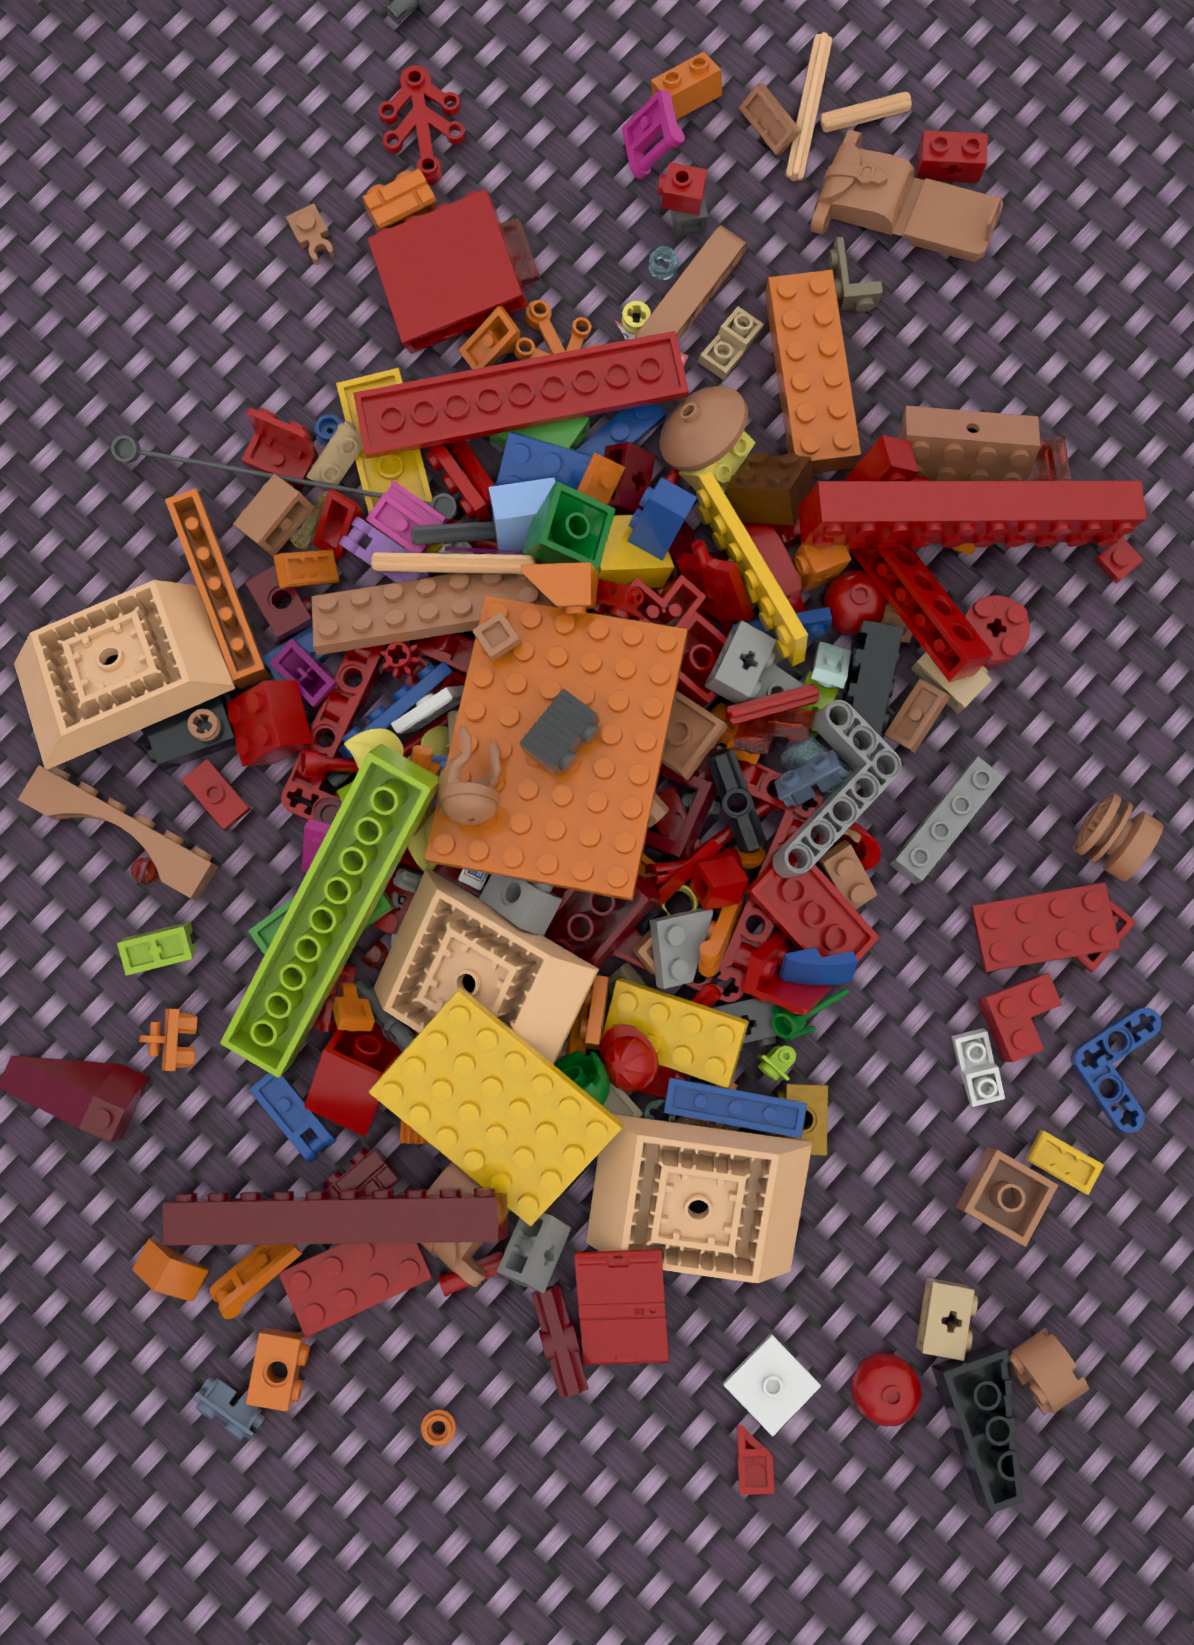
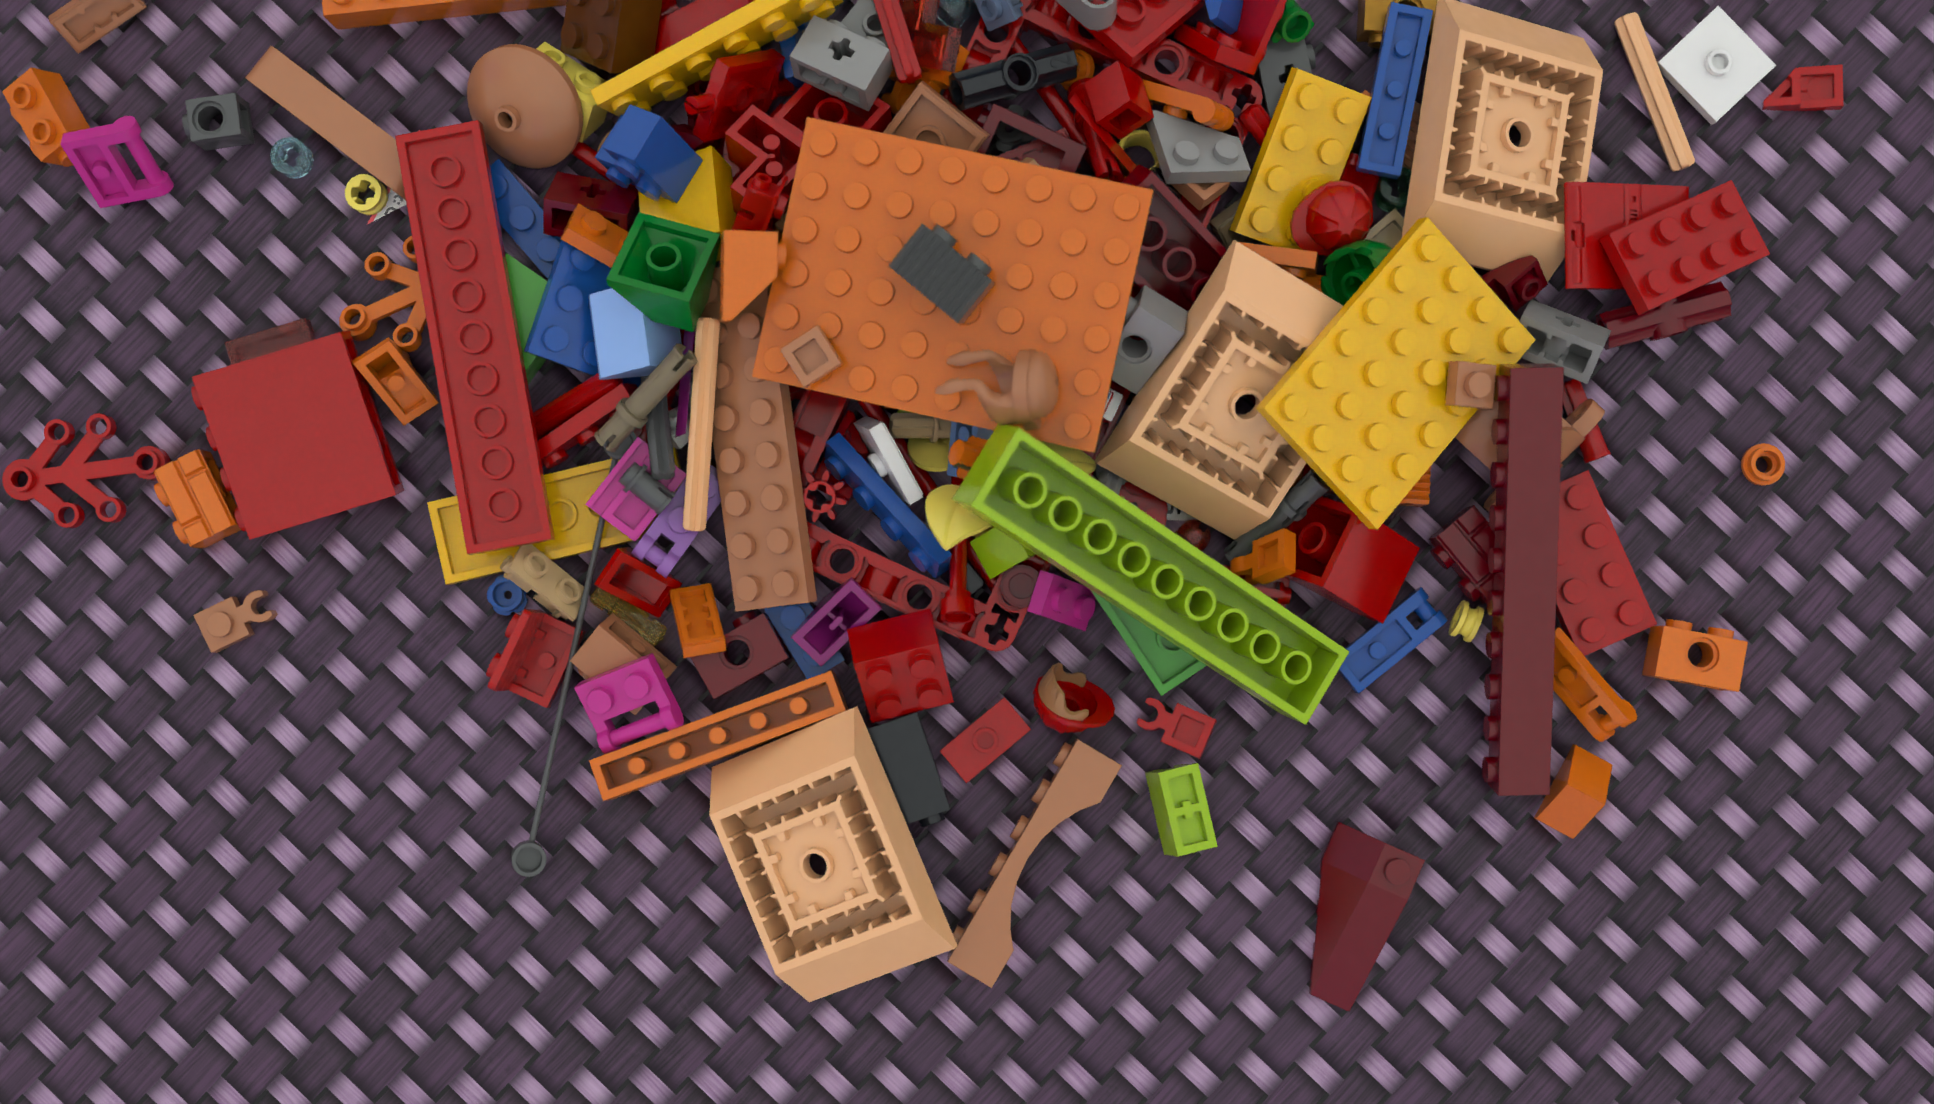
camera: 85 degrees left, 5 degrees up
(150, 872) = (1084, 821): clear red hinge -> none
(172, 1056) = (1295, 797): orange hips -> none
(196, 731) = (907, 760): nougat bush -> none
(222, 949) = (1184, 728): none -> red plate
(237, 1418) = (1733, 732): sand blue hinge -> none
(243, 859) = (1071, 702): none -> red piece
(250, 515) = (625, 690): none -> dark pink plate
(307, 1177) = (1466, 621): none -> light yellow bush
(404, 522) = (646, 487): none -> dark grey pin
(463, 512) = (633, 411): none -> dark tan pin
(486, 1167) = (1470, 385): none -> nougat plate
(583, 1213) = (1516, 281): none -> dark red slope
(614, 1355) = (1684, 247): none -> red plate
(682, 188) = (198, 120): red brick -> none
(731, 343) = (404, 73): tan slope -> none
(747, 1332) = (1654, 91): none -> light nougat axle
(777, 1062) = (1337, 39): lime hinge -> none

